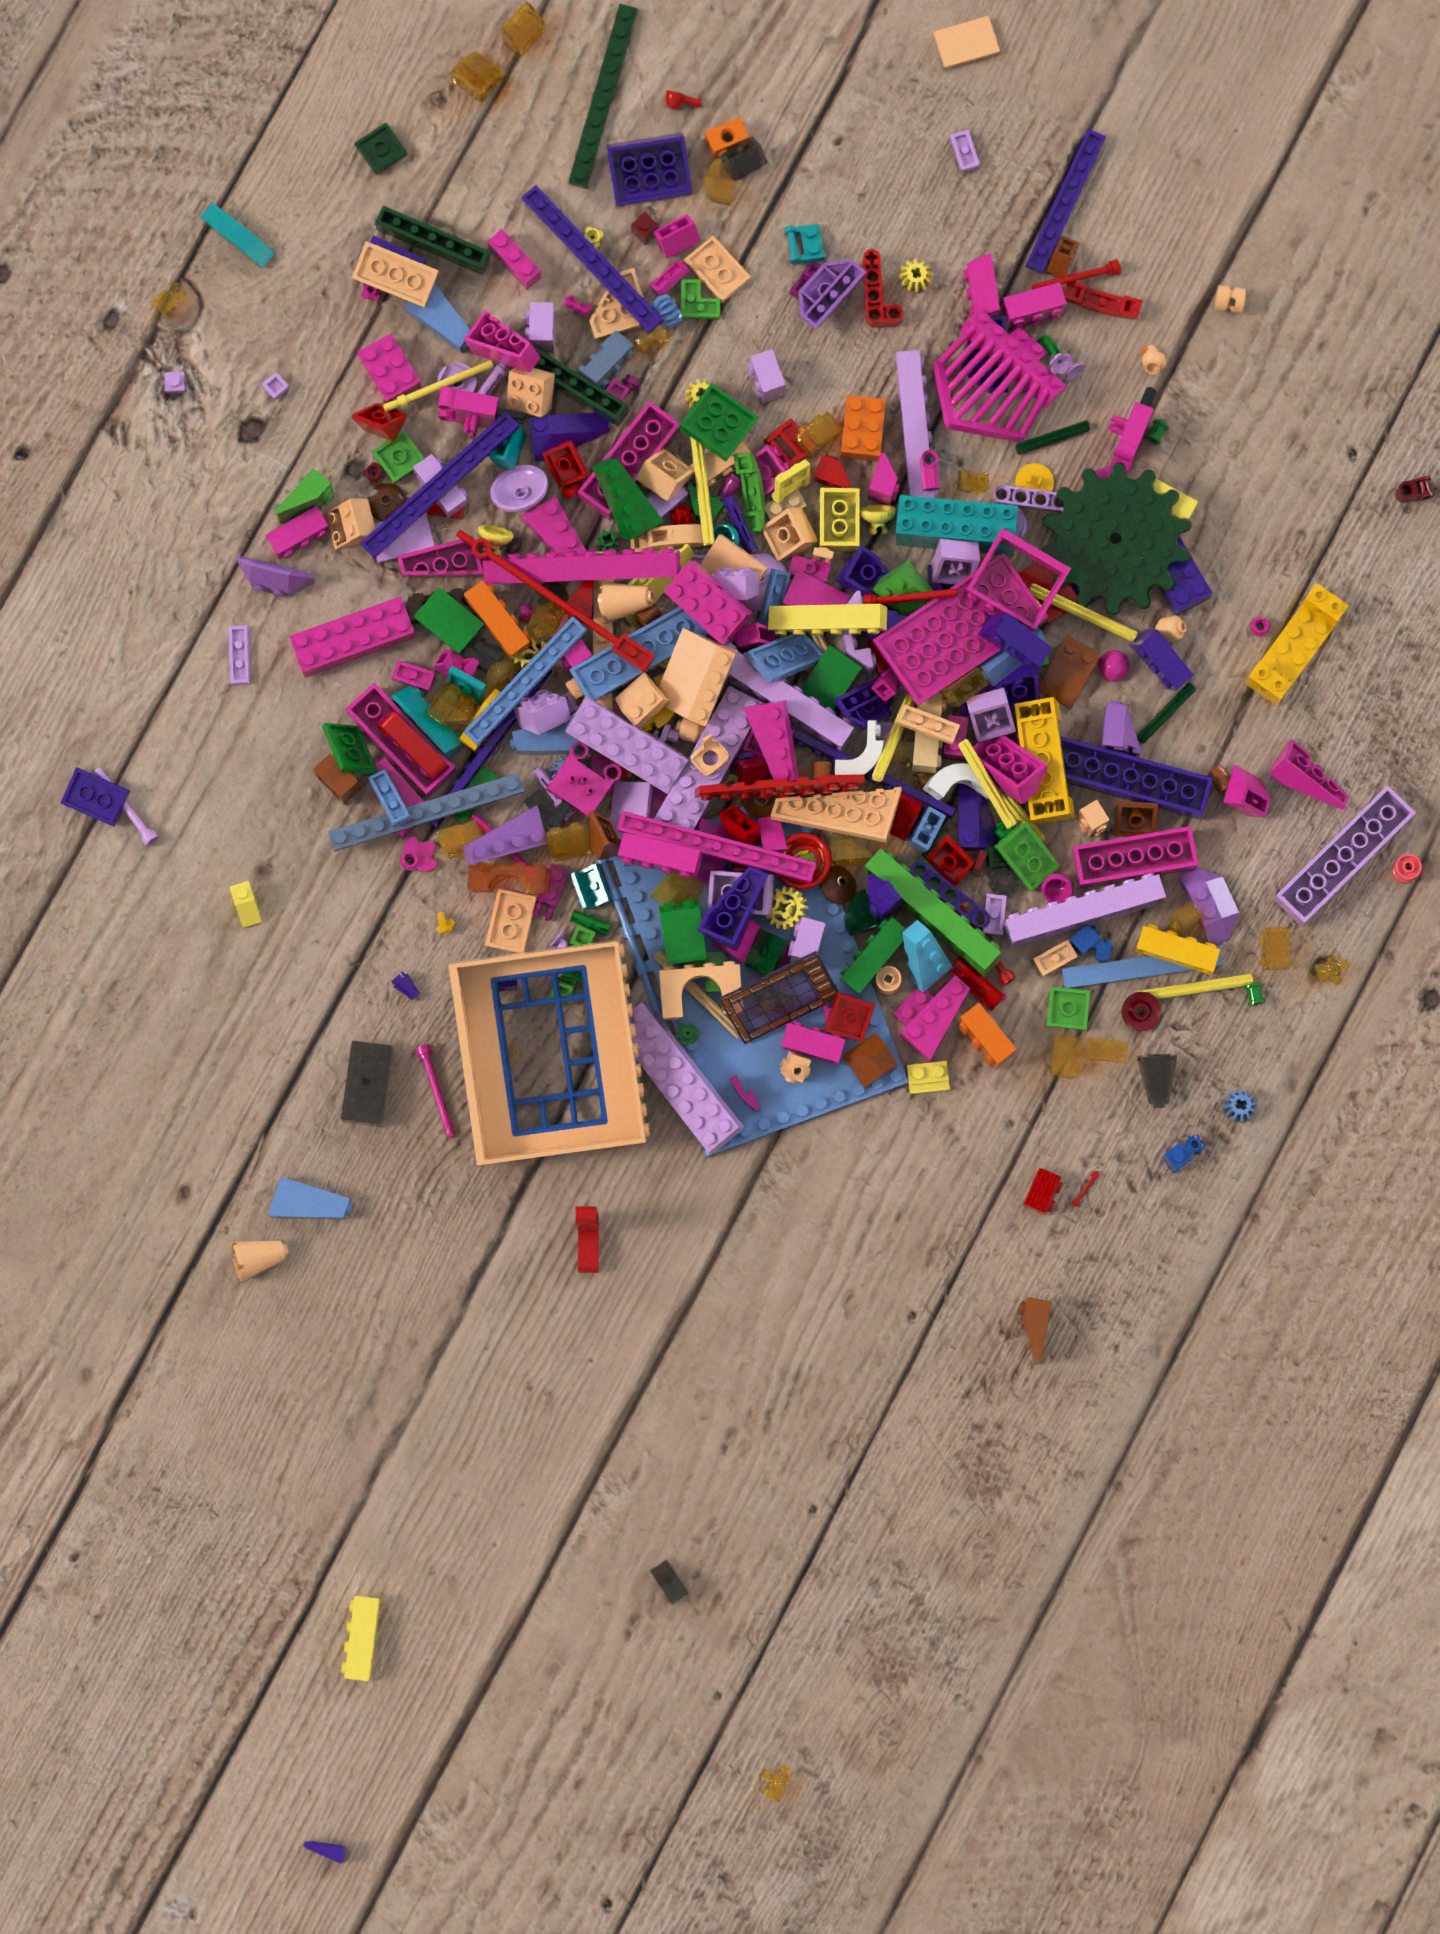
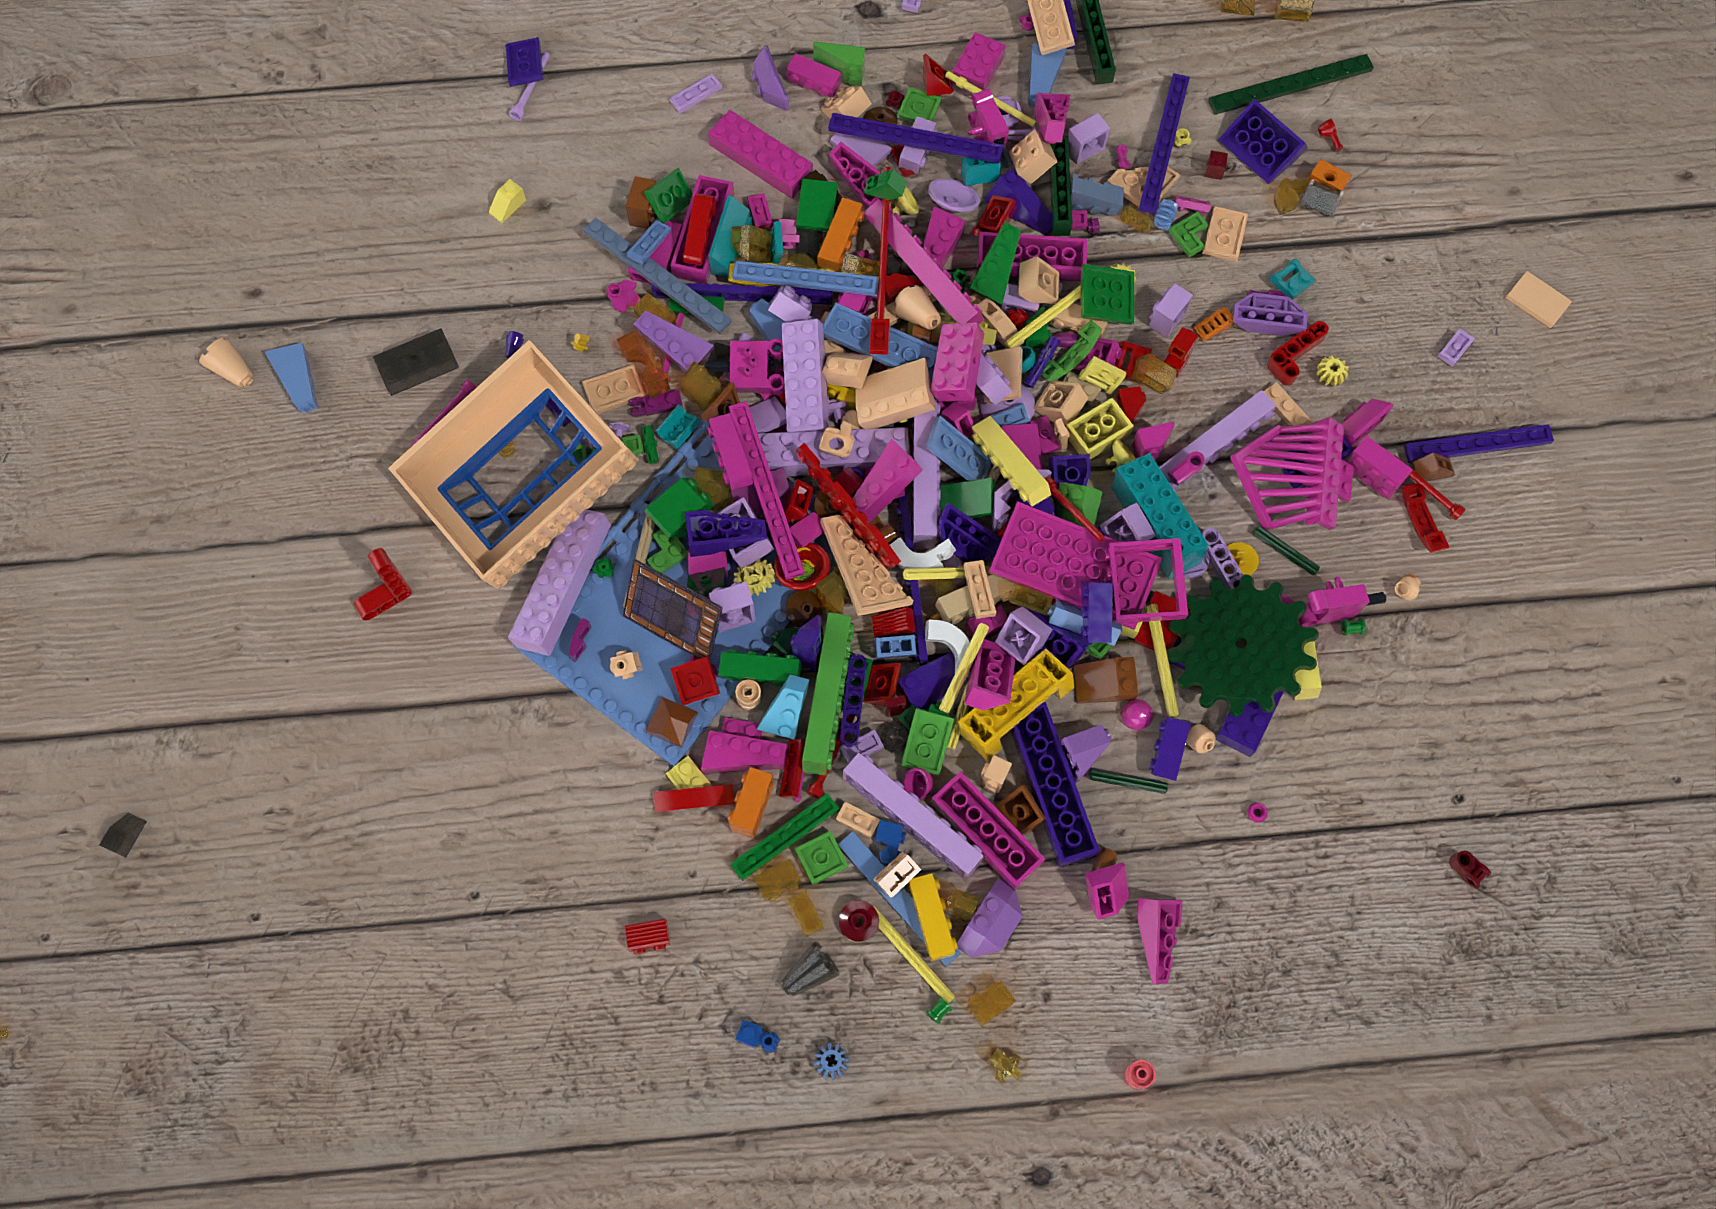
camera: 55 degrees right, 10 degrees down
(482, 547) = (886, 185): none -> green slope
(514, 259) = (1123, 95): dark pink brick -> none
(674, 981) = (636, 528): light nougat arch -> none
(677, 236) = (1227, 188): dark pink brick -> none
(801, 328) = (1223, 316): none -> orange slope
(813, 1042) = (656, 666): dark pink brick -> none
(816, 397) = (1181, 349): none -> red arch
(863, 428) = (1184, 403): orange brick -> none
(886, 685) = (989, 541): dark pink brick -> none
(923, 339) = (1286, 407): none -> light nougat plate
(948, 1083) = (694, 797): none -> red slope
(972, 482) = (1203, 511): clear yellow bracket -> none
(1030, 1027) = (784, 837): none -> green plate
(1034, 1321) = (521, 1002): dark orange slope -> none
(1060, 362) = (1350, 511): lavender plant -> none
(1076, 1202) = (691, 973): red hinge -> none
(1125, 955) = (896, 874): none -> light nougat brick
(1223, 301) = (1501, 609): light nougat wheel -> none
(1296, 644) = (1265, 852): yellow plate -> none
(1344, 856) = (1113, 1011): lavender brick -> none

